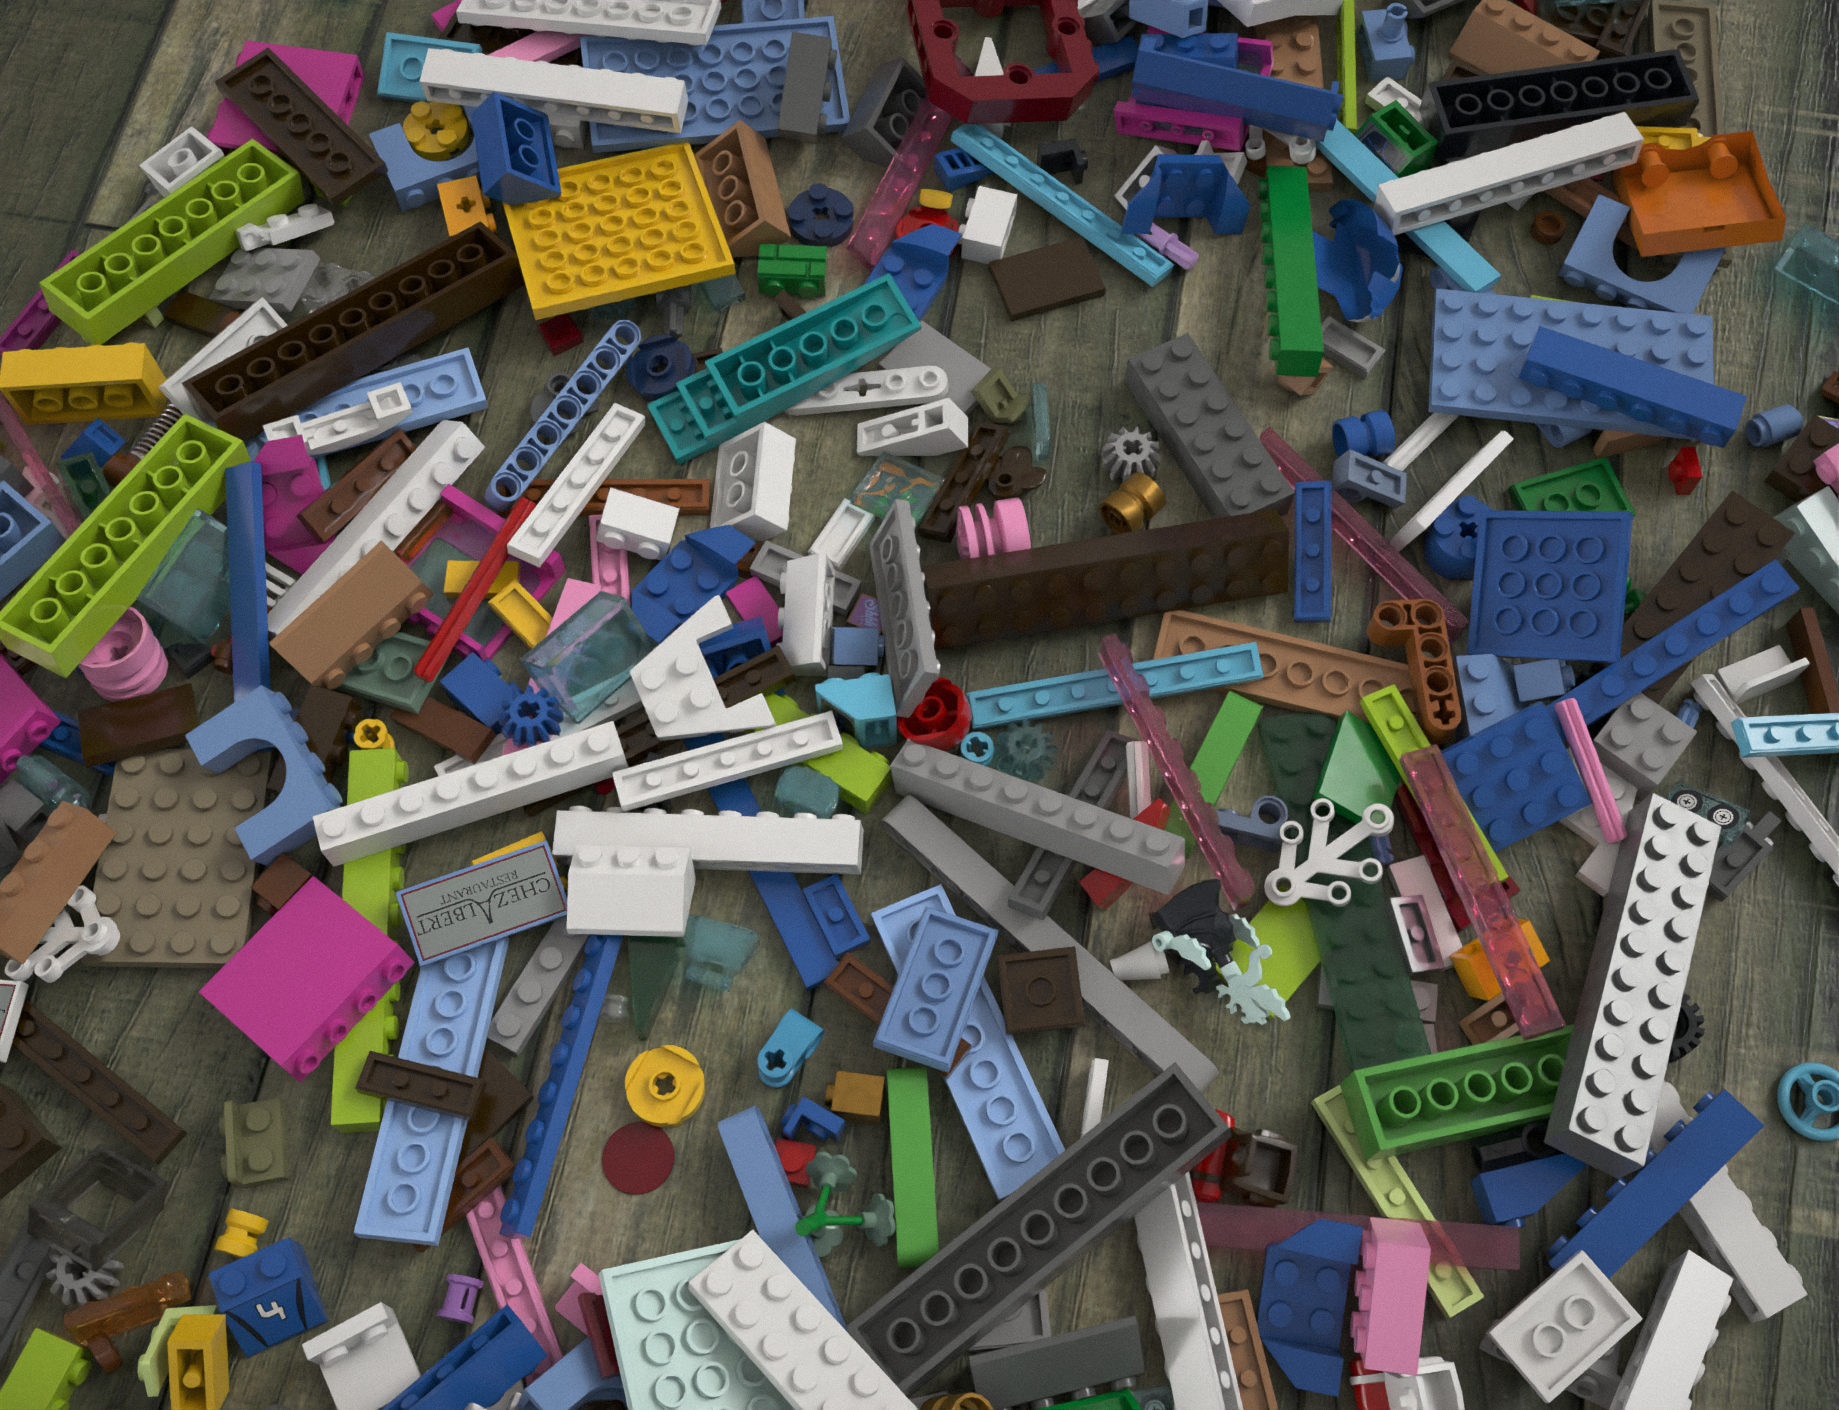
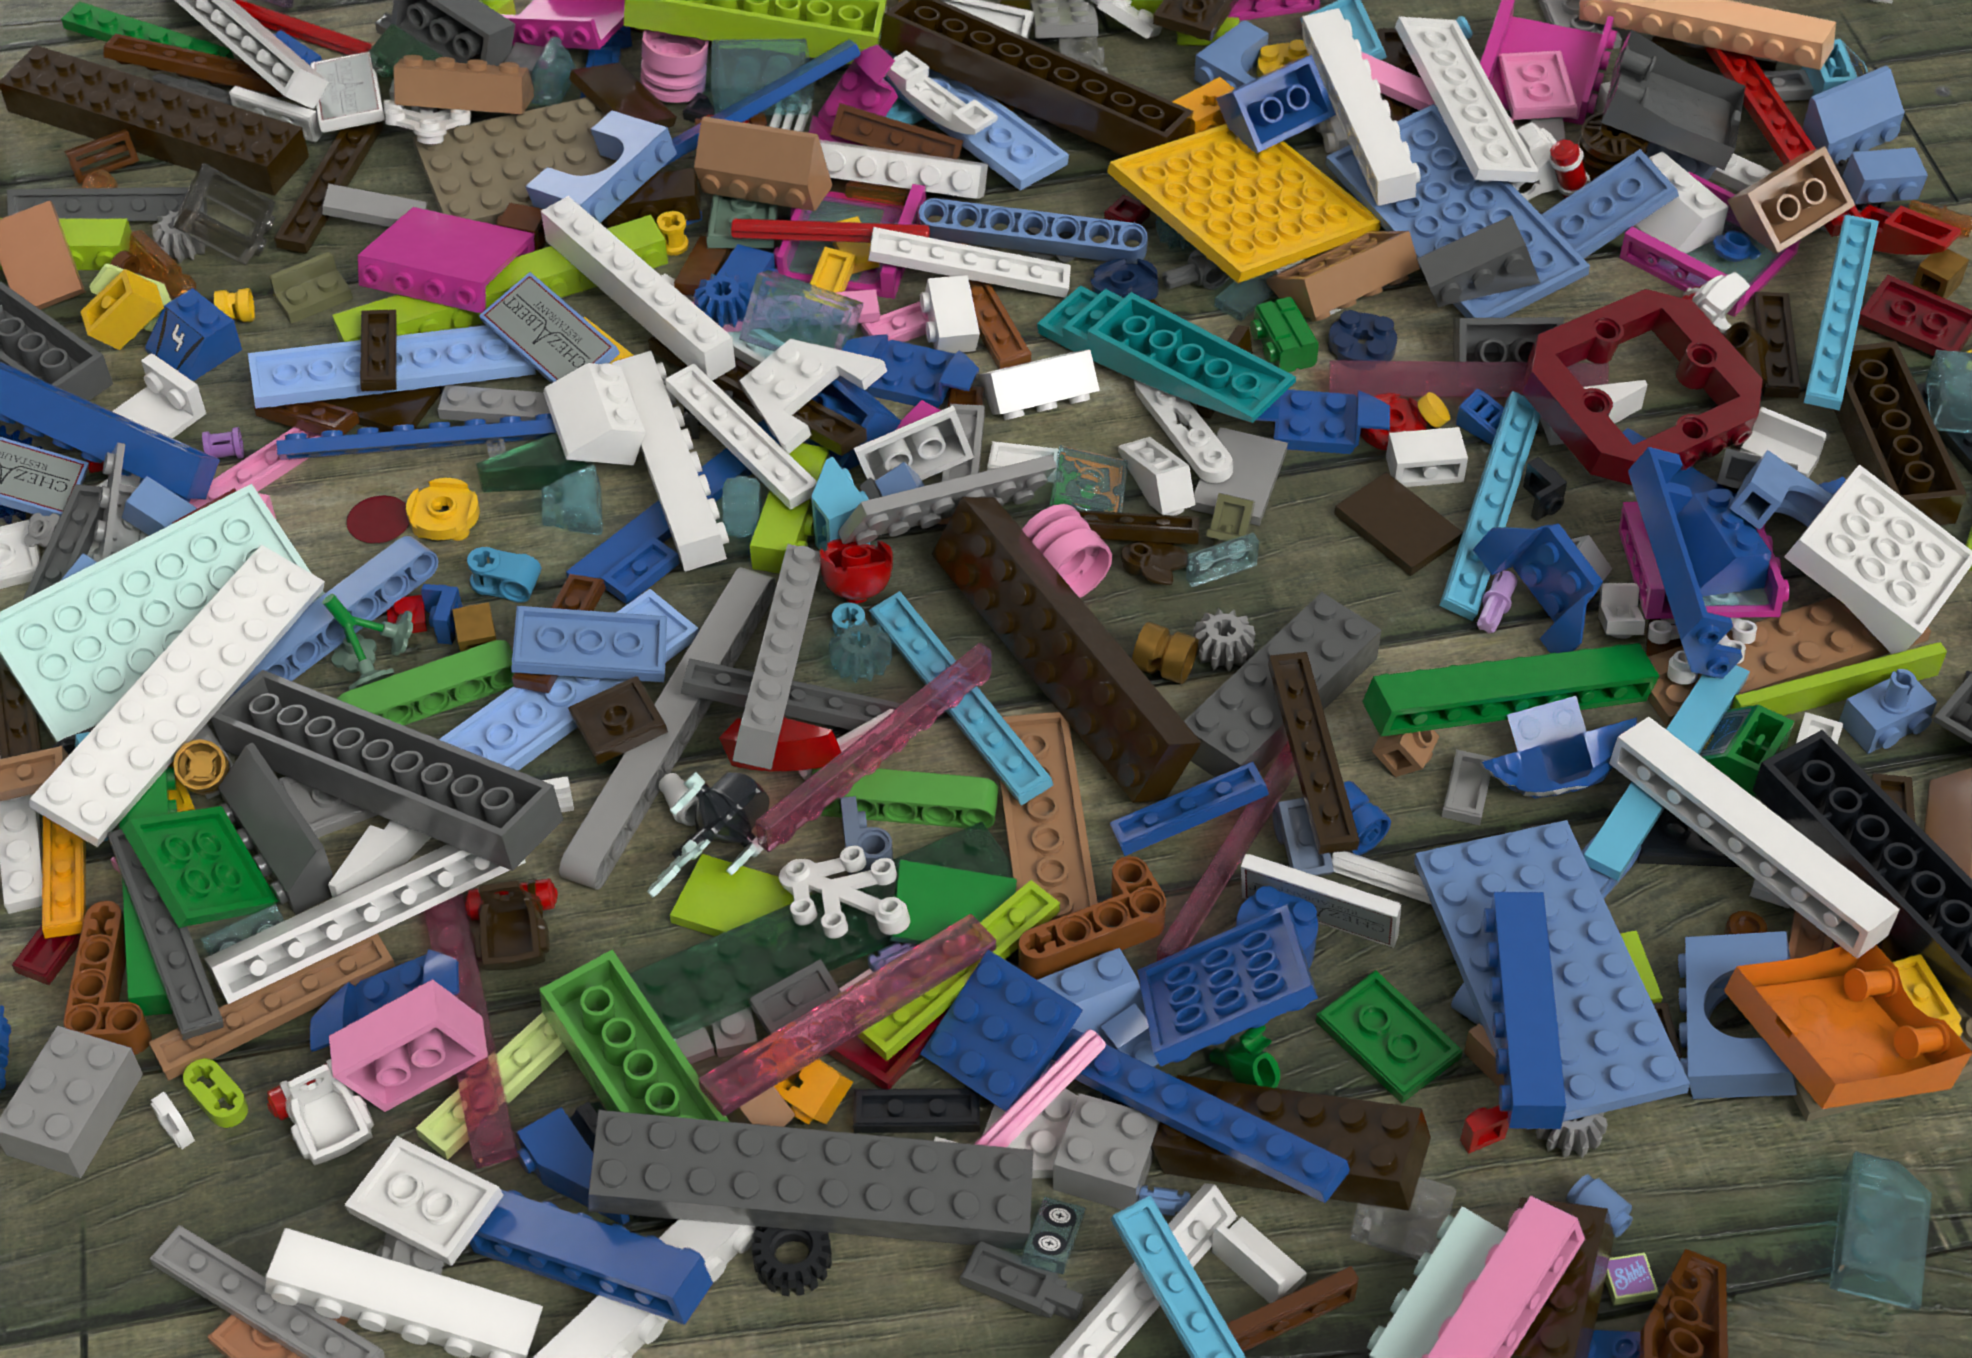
camera: 70 degrees right, 15 degrees down
(162, 1038) = (367, 205): none -> light grey tile
(1117, 1282) = (377, 854): none -> white slope
(1316, 430) = (1313, 753): none -> dark brown plate
(1543, 877) = (916, 1110): none -> black tile

